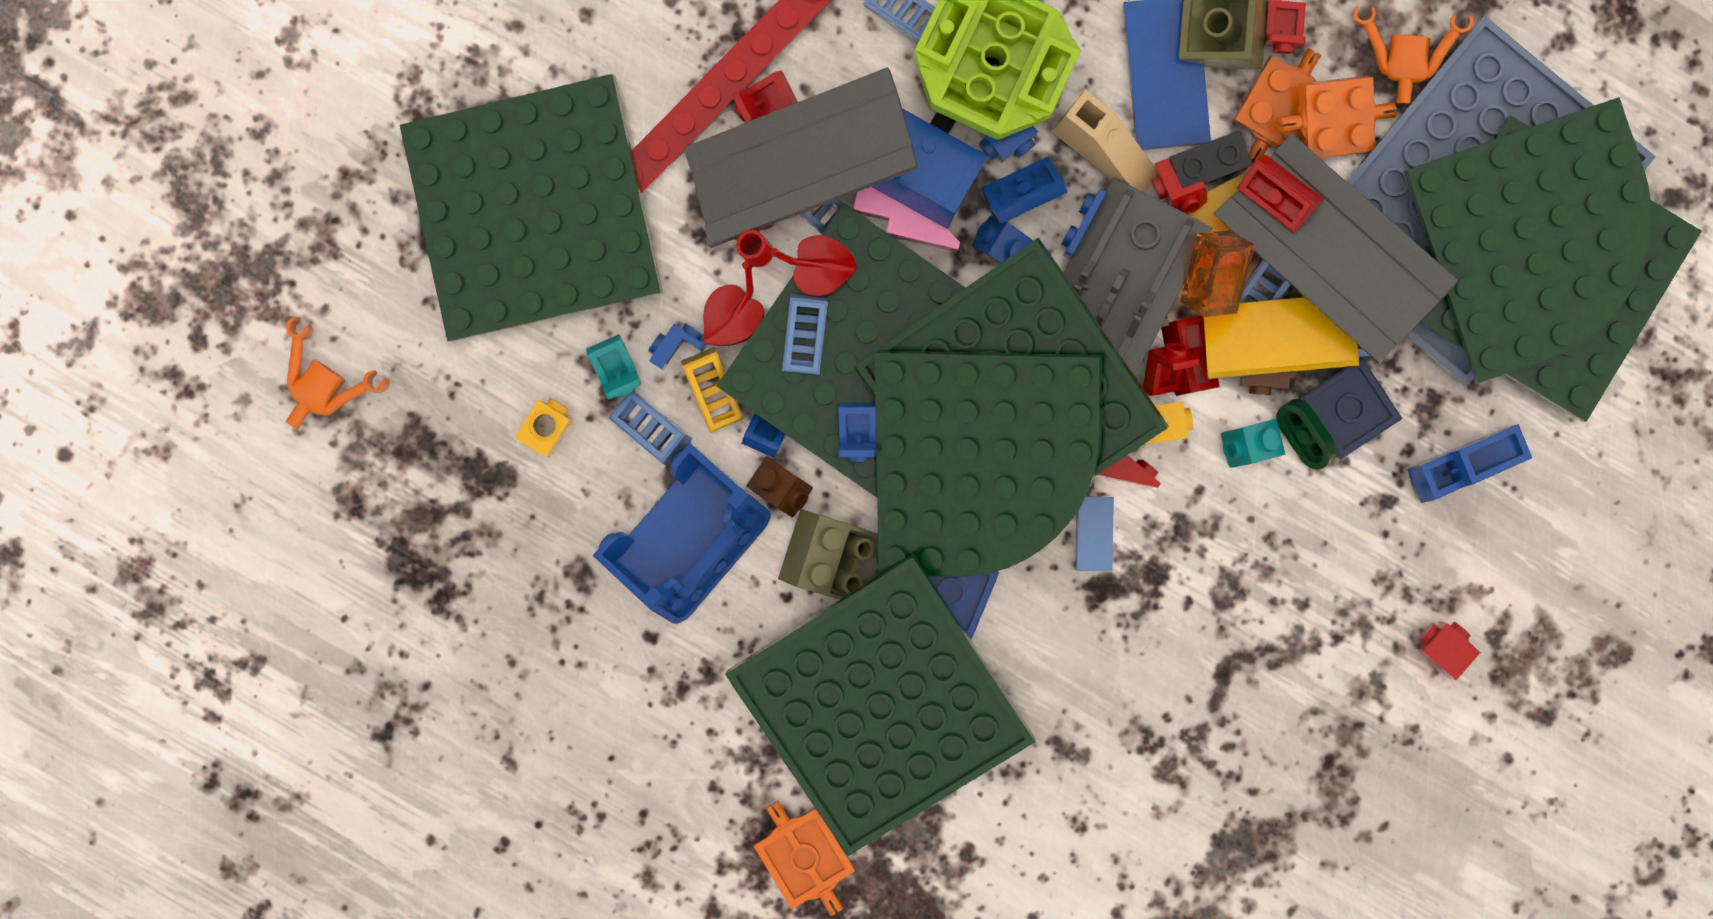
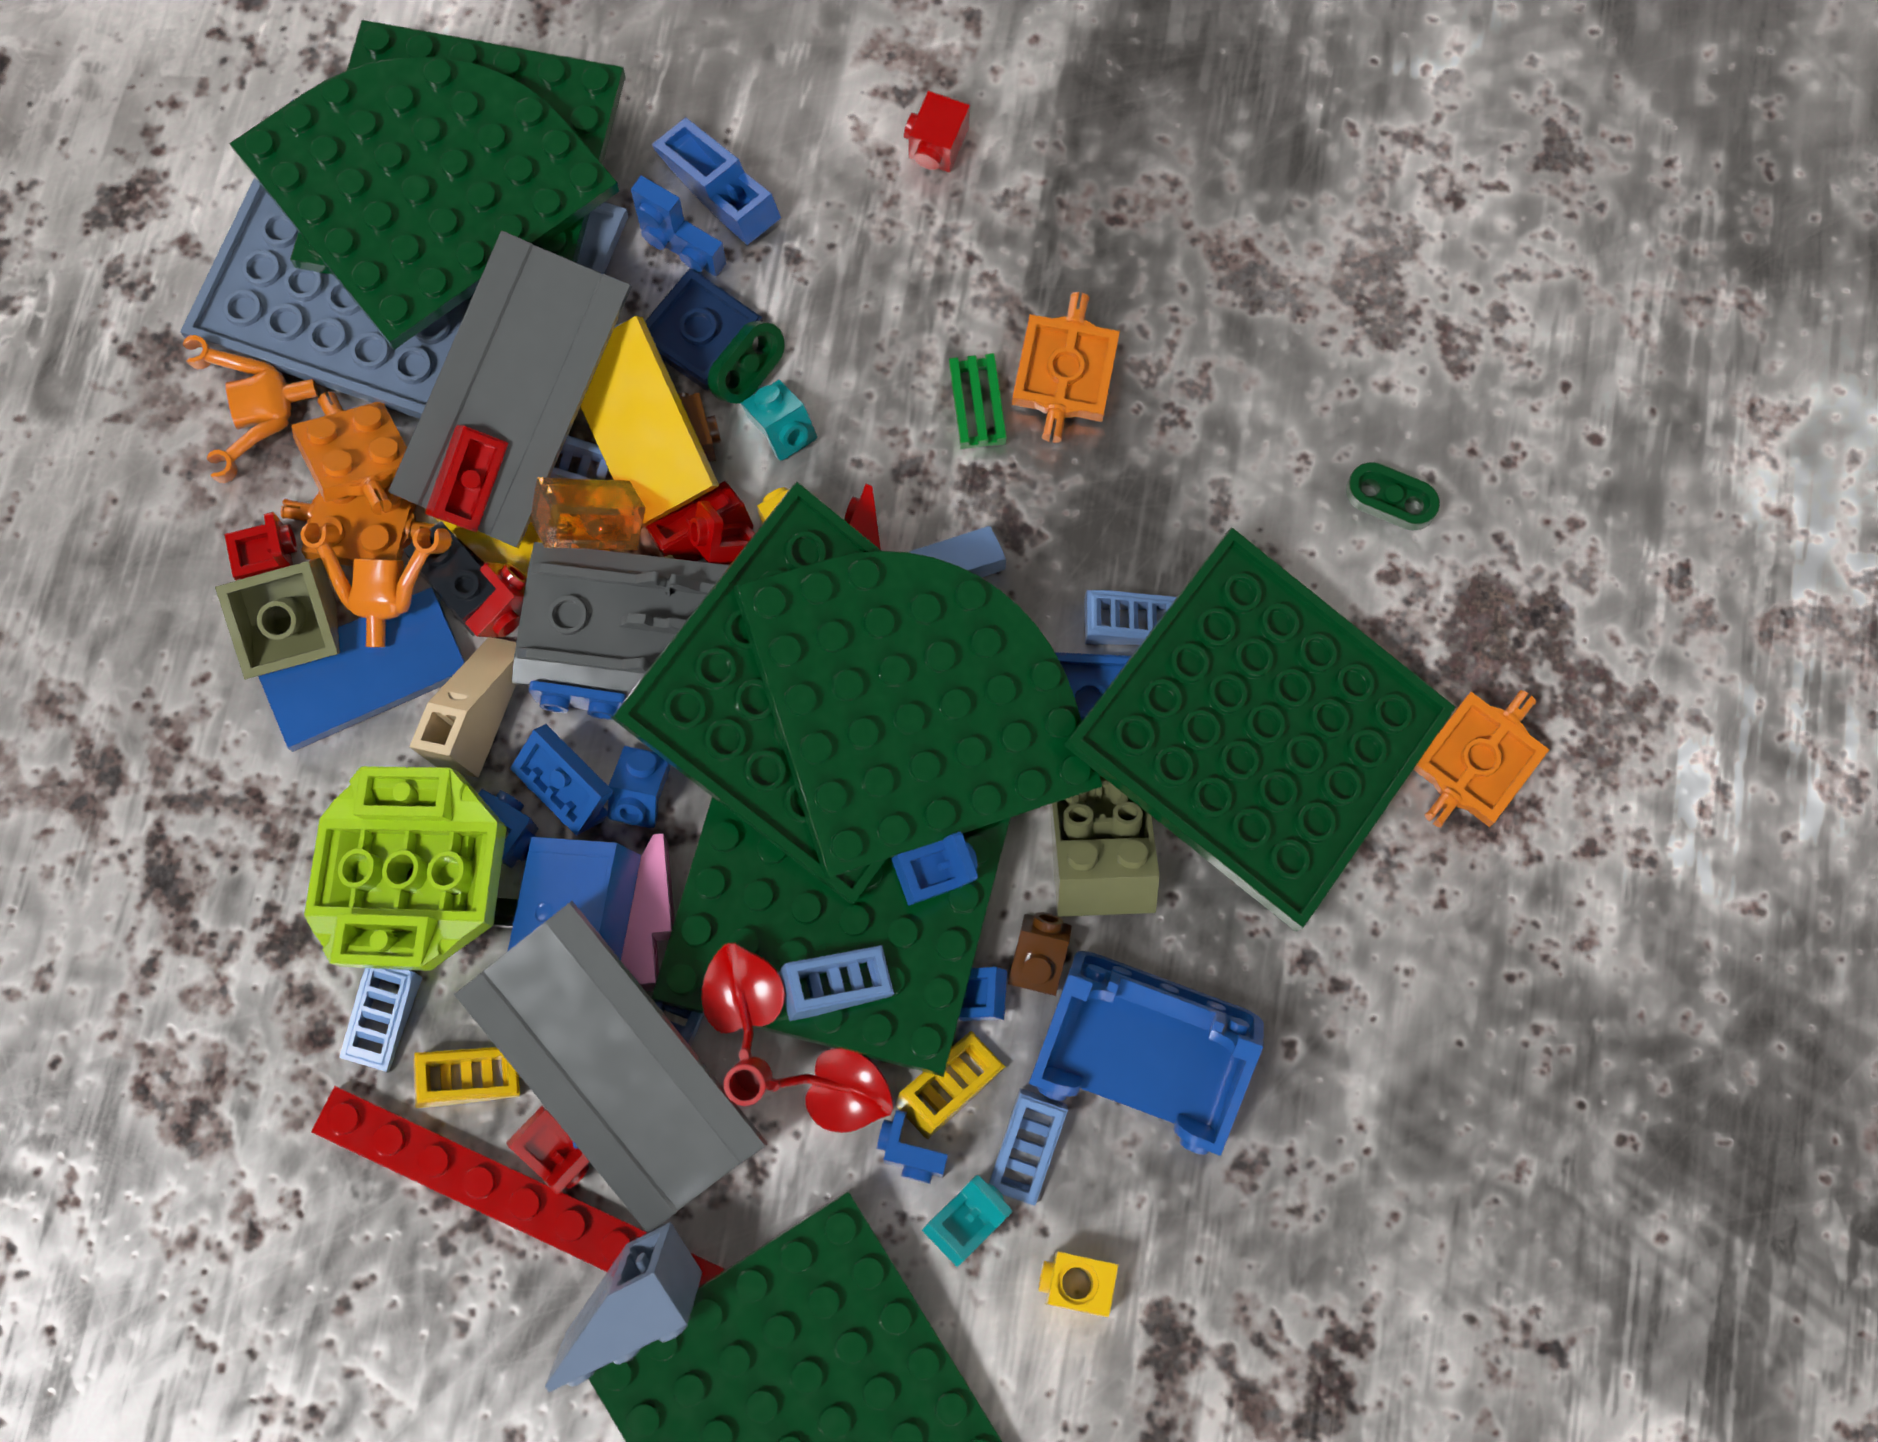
camera: 115 degrees left, 15 degrees down
(635, 119) = (638, 1301): none -> sand blue slope
(845, 25) = (467, 1094): none -> yellow slope
(1021, 622) = (1115, 600): none -> medium blue slope
(1025, 878) = (1392, 493): none -> dark green plate
(1216, 674) = (1065, 367): none -> orange plate
(1224, 104) = (378, 585): none -> orange piece
(1246, 604) = (972, 366): none -> green tile
(1440, 410) = (664, 226): none -> blue plate

